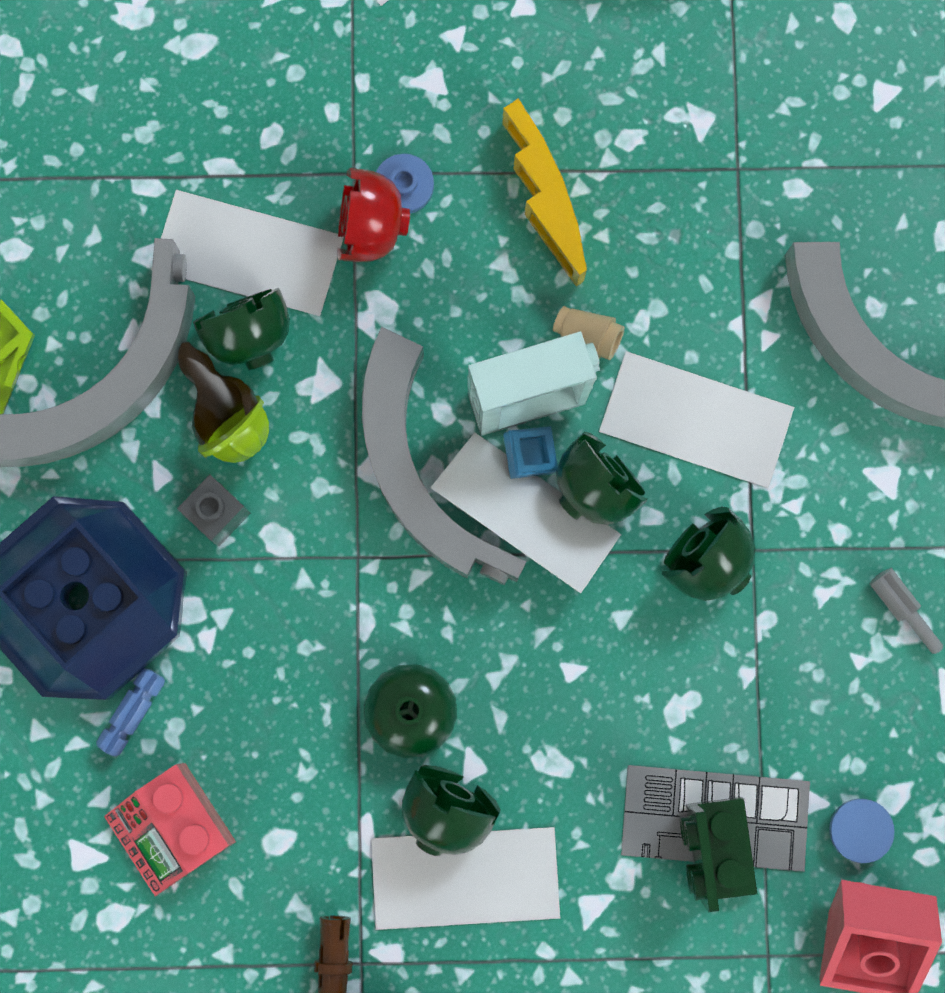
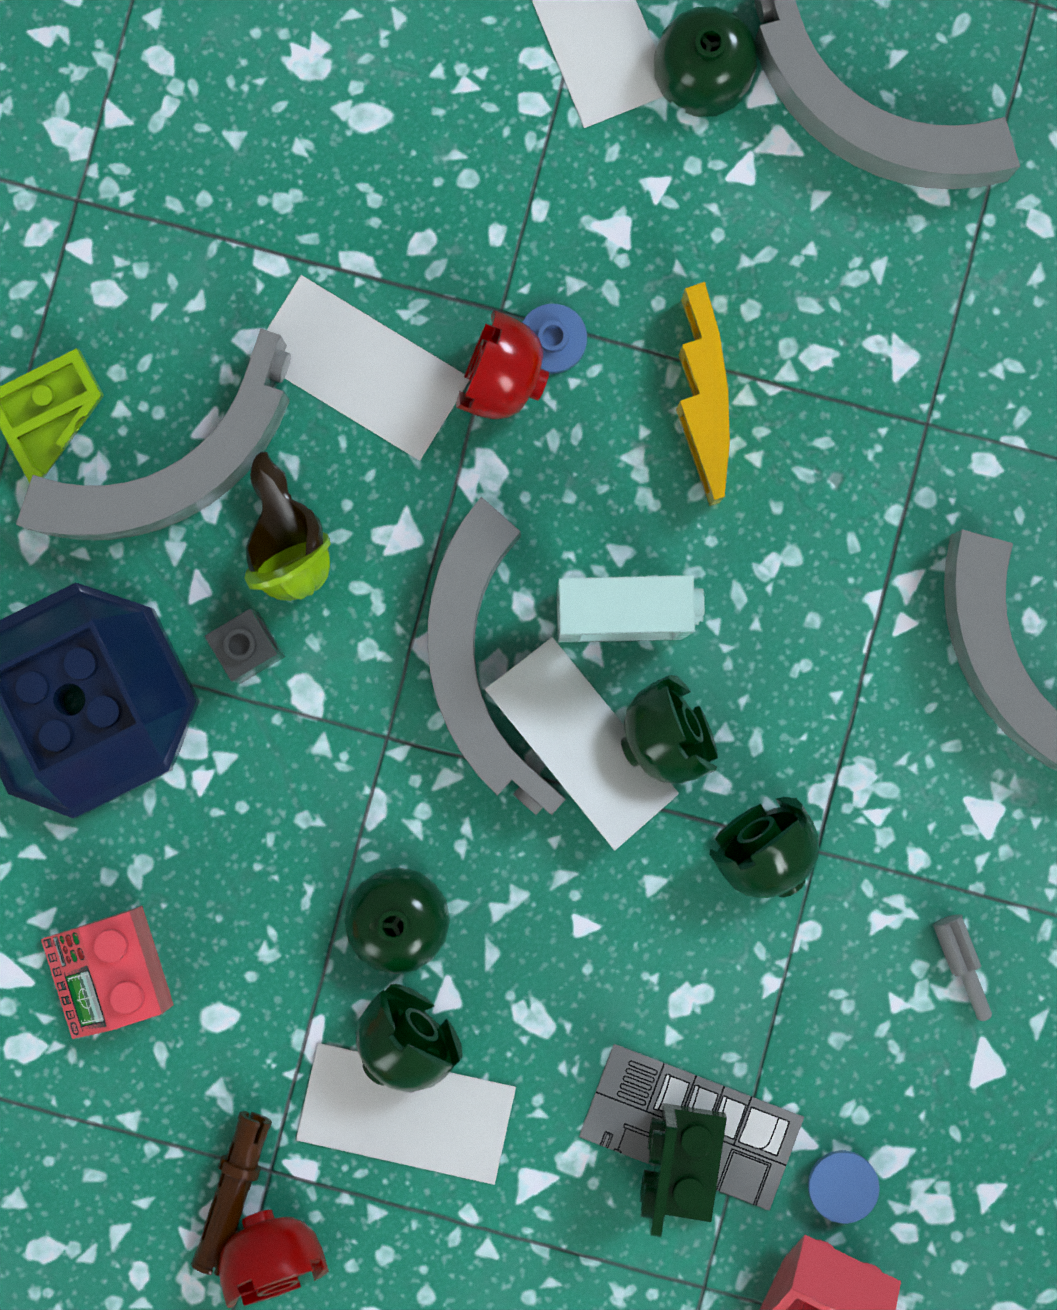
camera: 20 degrees right, 5 degrees up
(130, 712) = (98, 836): medium blue axle -> none
(246, 329) = (333, 456): dark green cylinder -> none
(530, 452) = (606, 677): dark azure tile -> none
(595, 328) = (712, 564): tan cone -> none
(697, 419) = (798, 691): white sticker -> none

